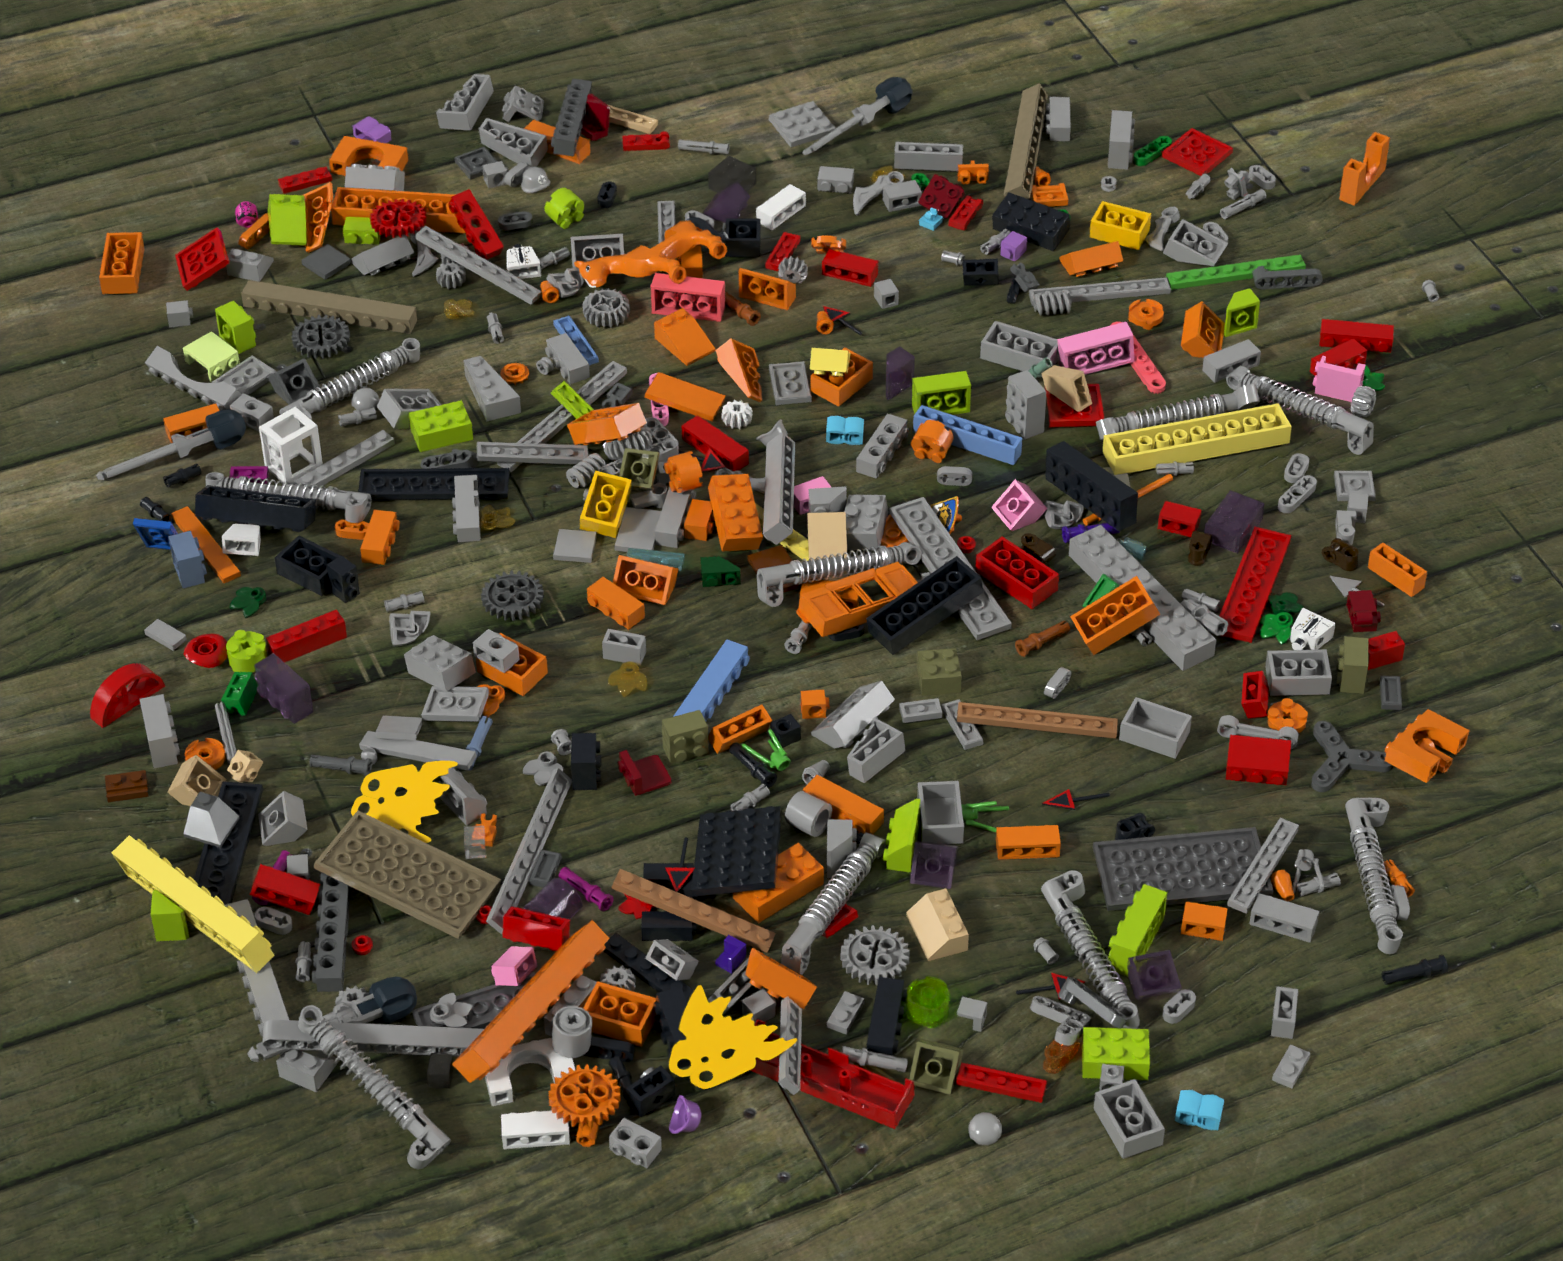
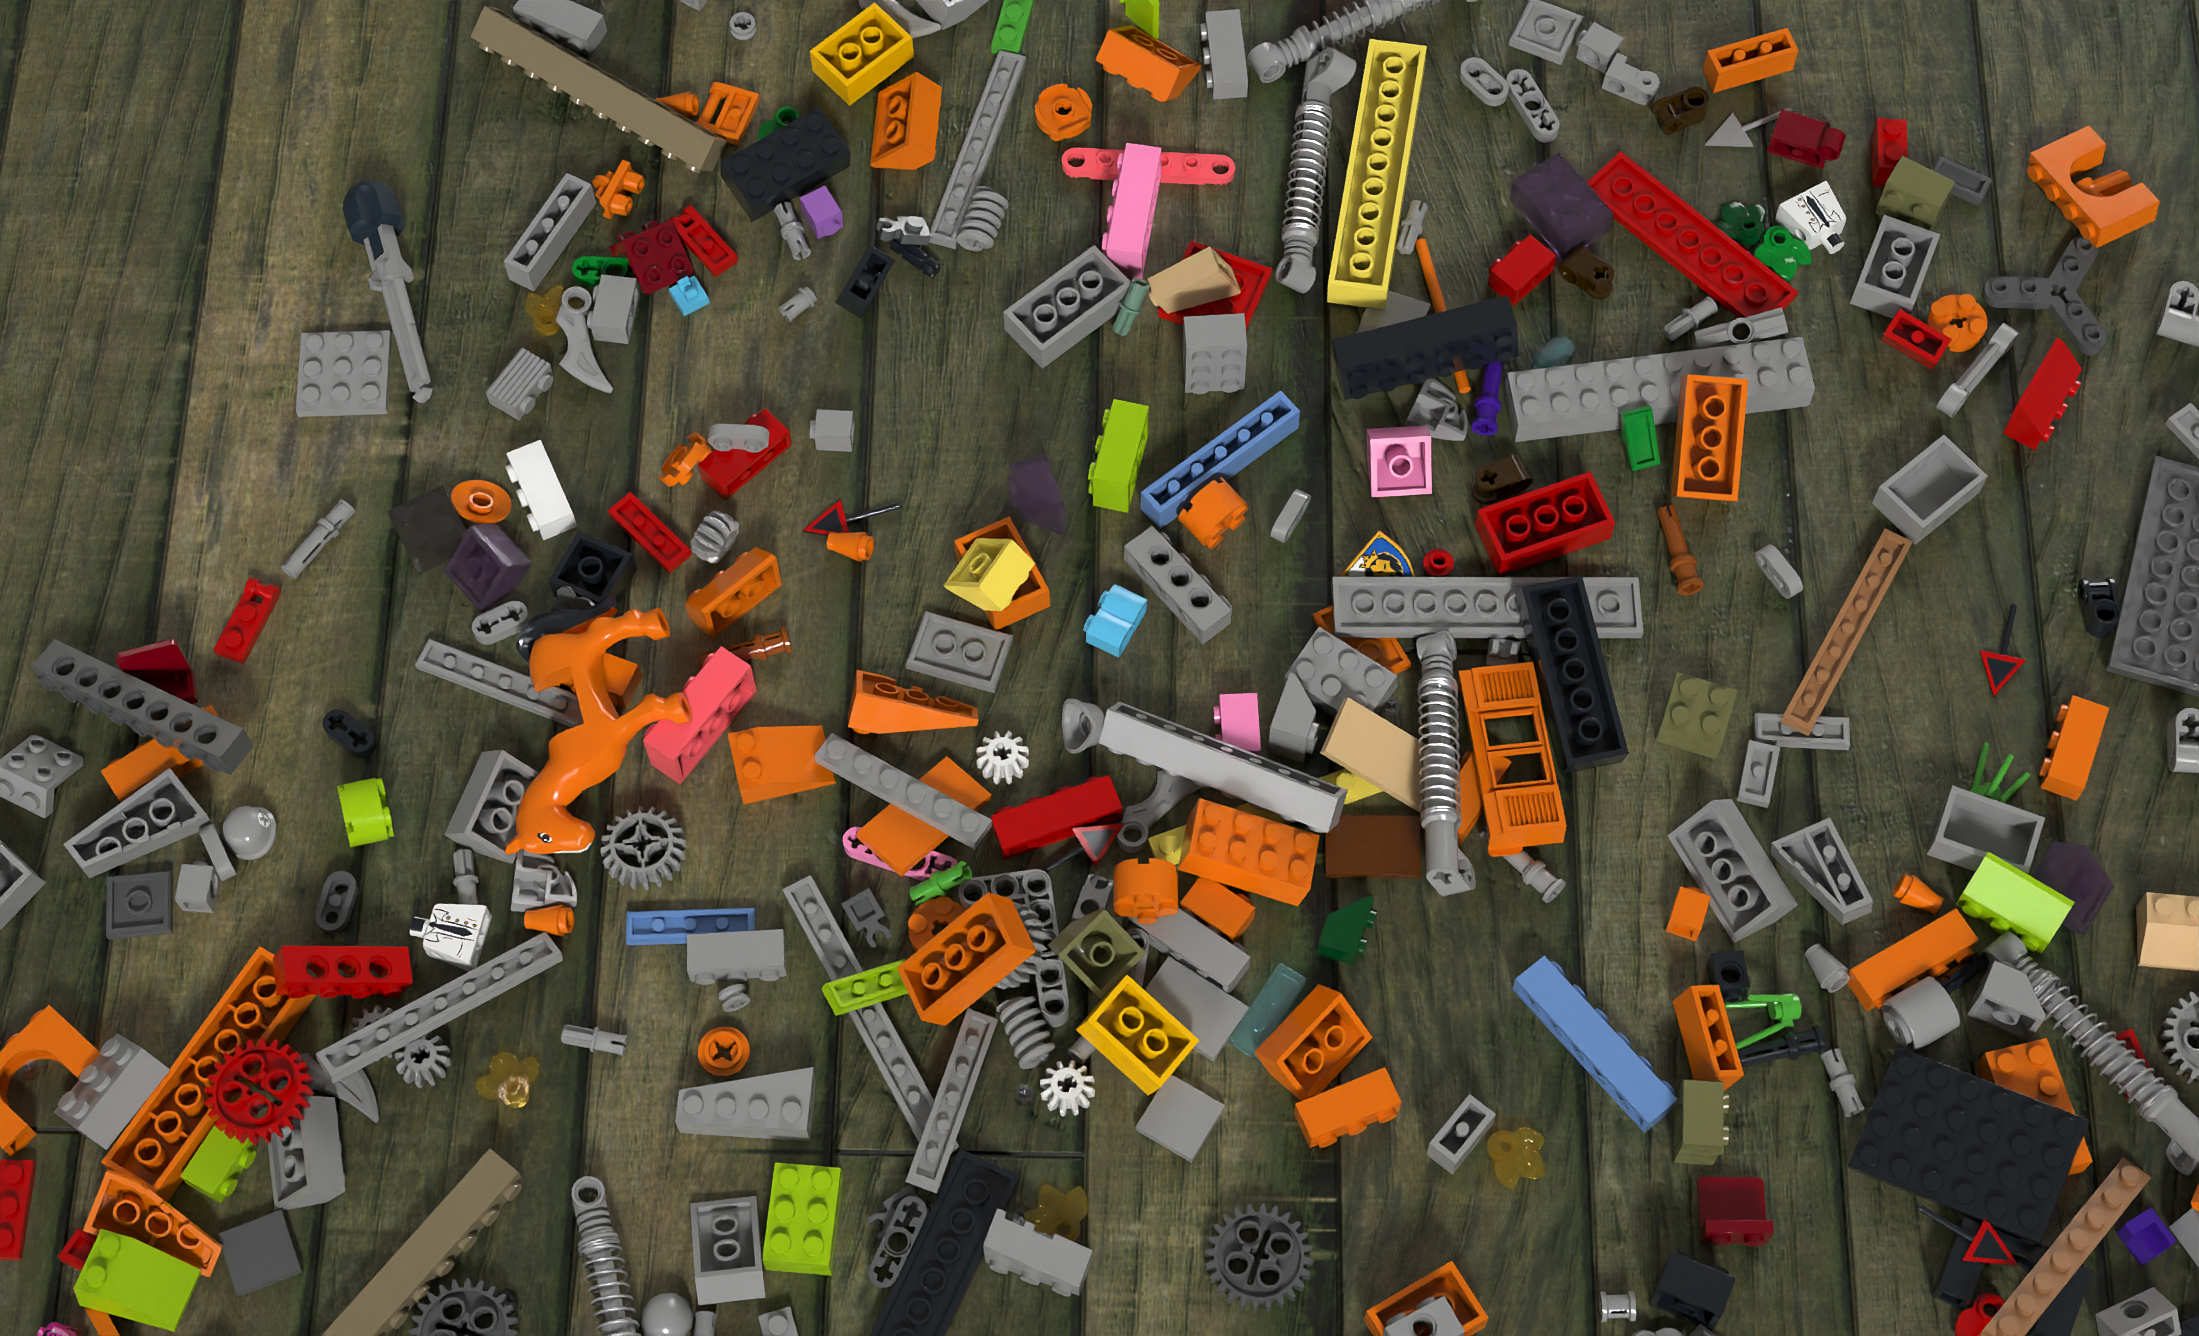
camera: 65 degrees left, 20 degrees up
(565, 496) = (1057, 1082): none -> white gear
(632, 120) = (178, 619): tan plate -> none
(651, 411) = (940, 883): none -> bright green pin
(692, 381) = (903, 791): none -> light grey plate
(759, 188) = (481, 501): none -> orange dish
(851, 252) = (737, 436): none -> light grey plate
(887, 797) = (1915, 893): none -> orange cone

